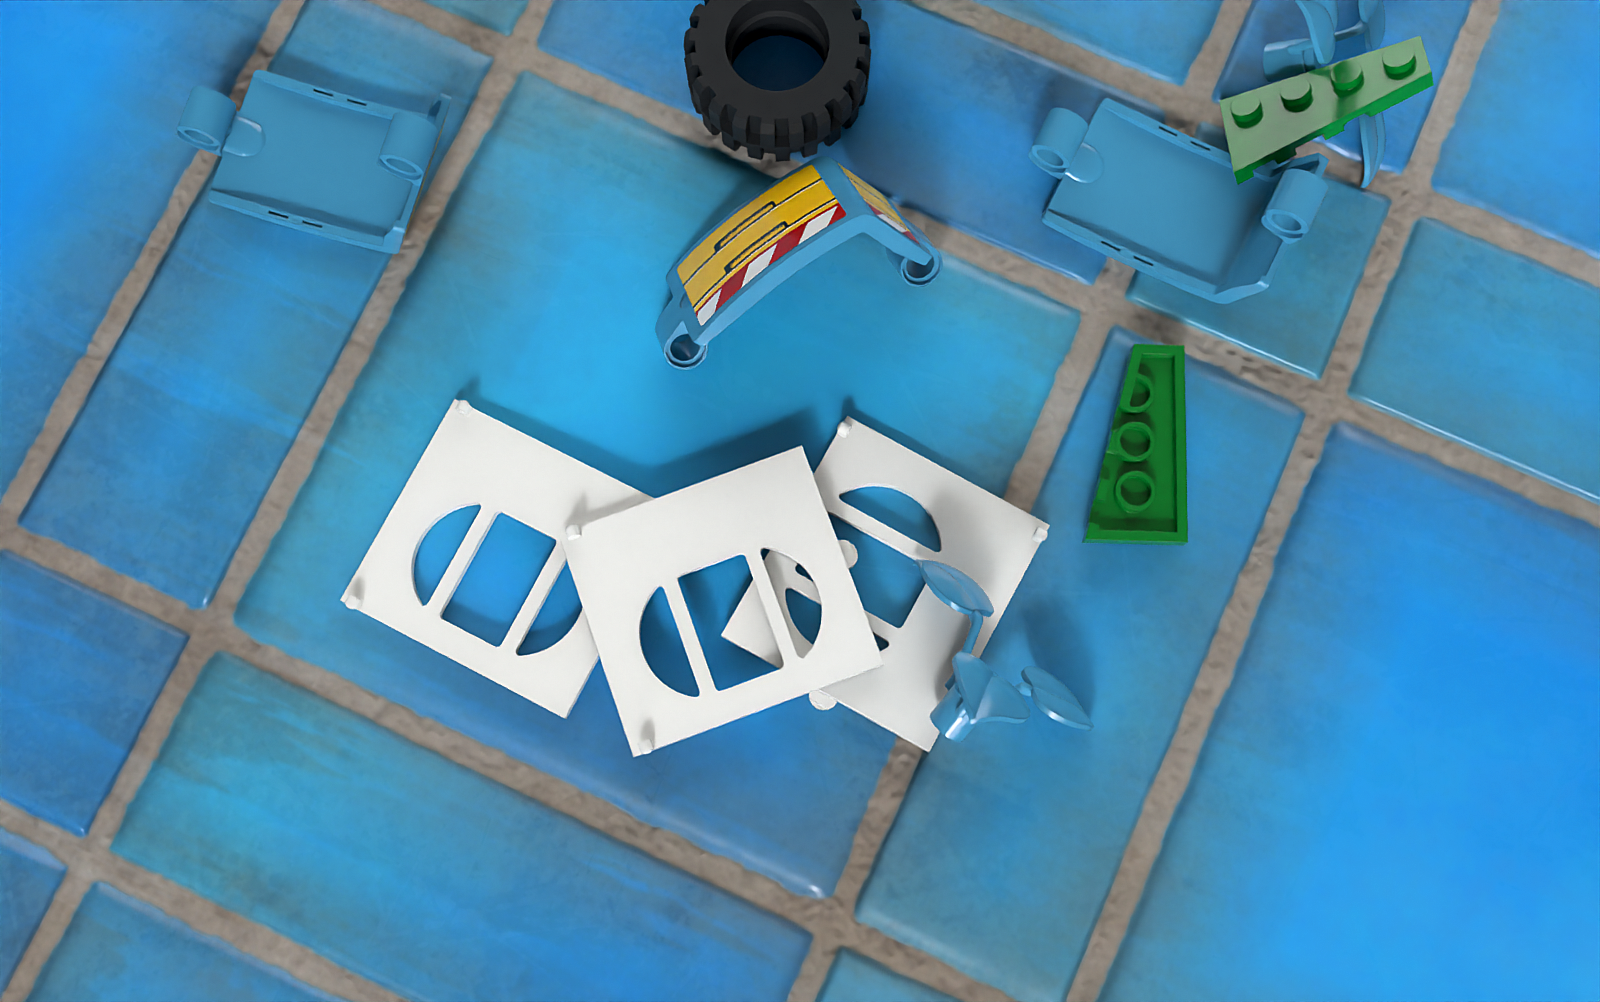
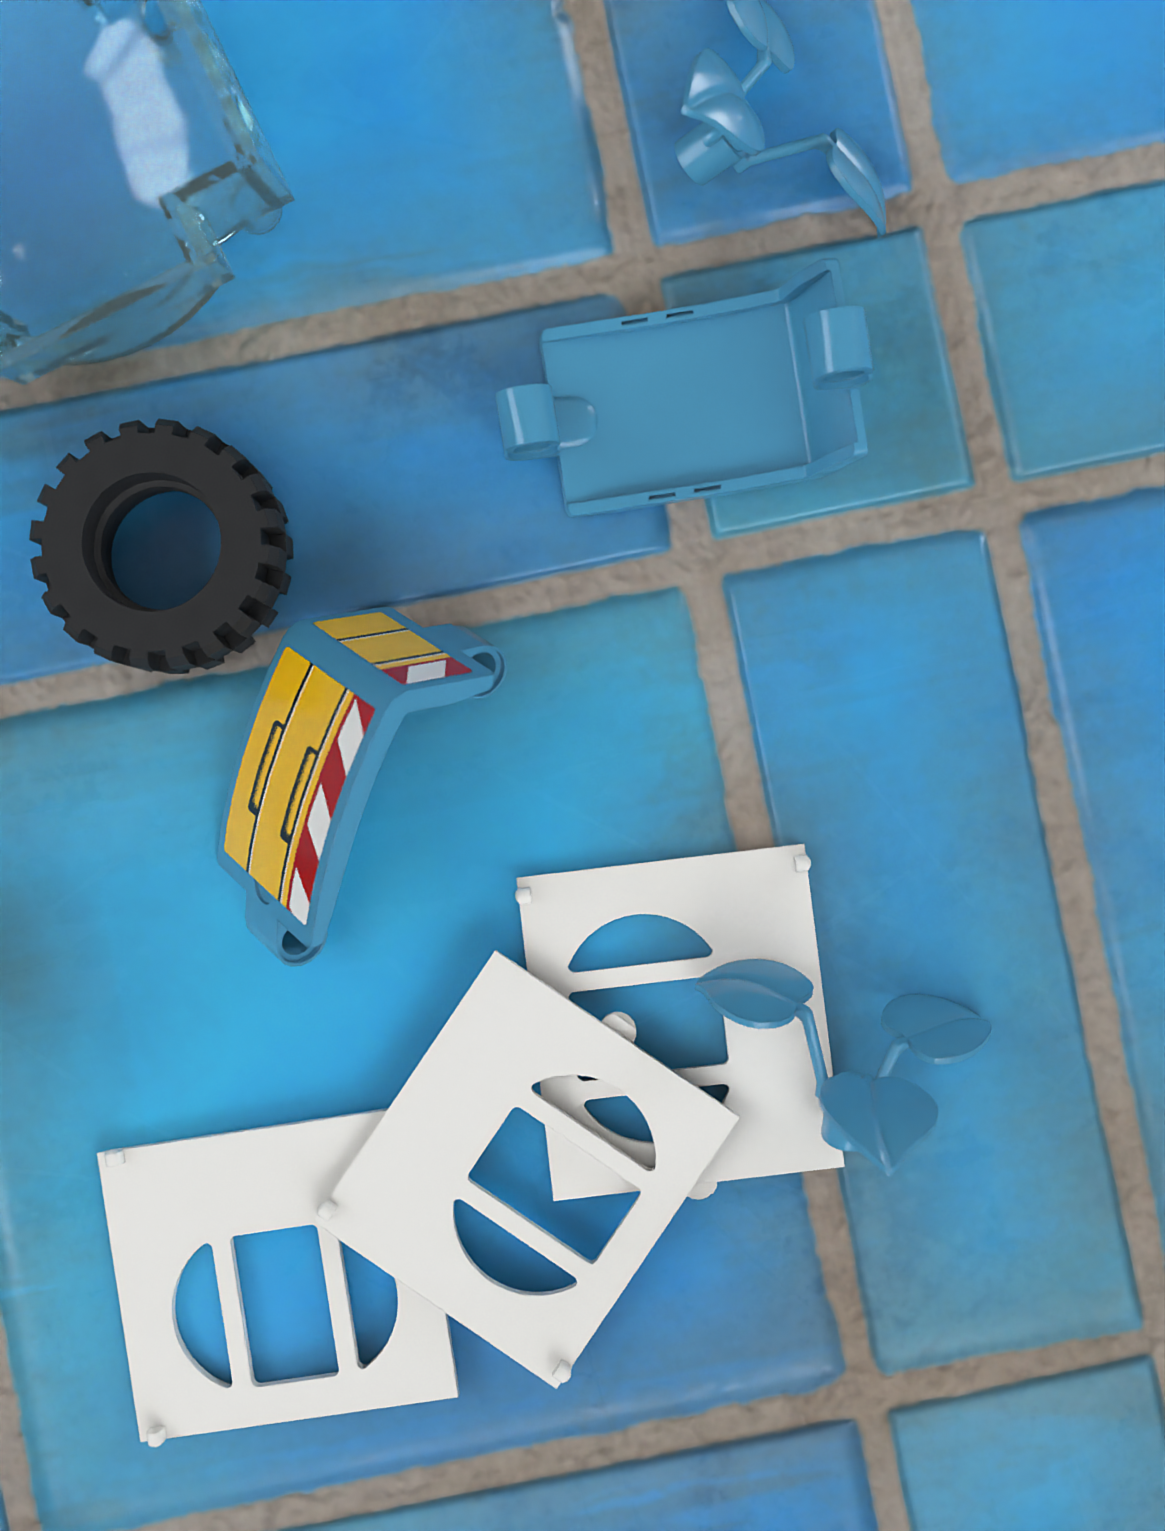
camera: 35 degrees left, 10 degrees up
(1144, 463) = (857, 711): green wing -> none
(1293, 111) = (759, 211): wing -> none

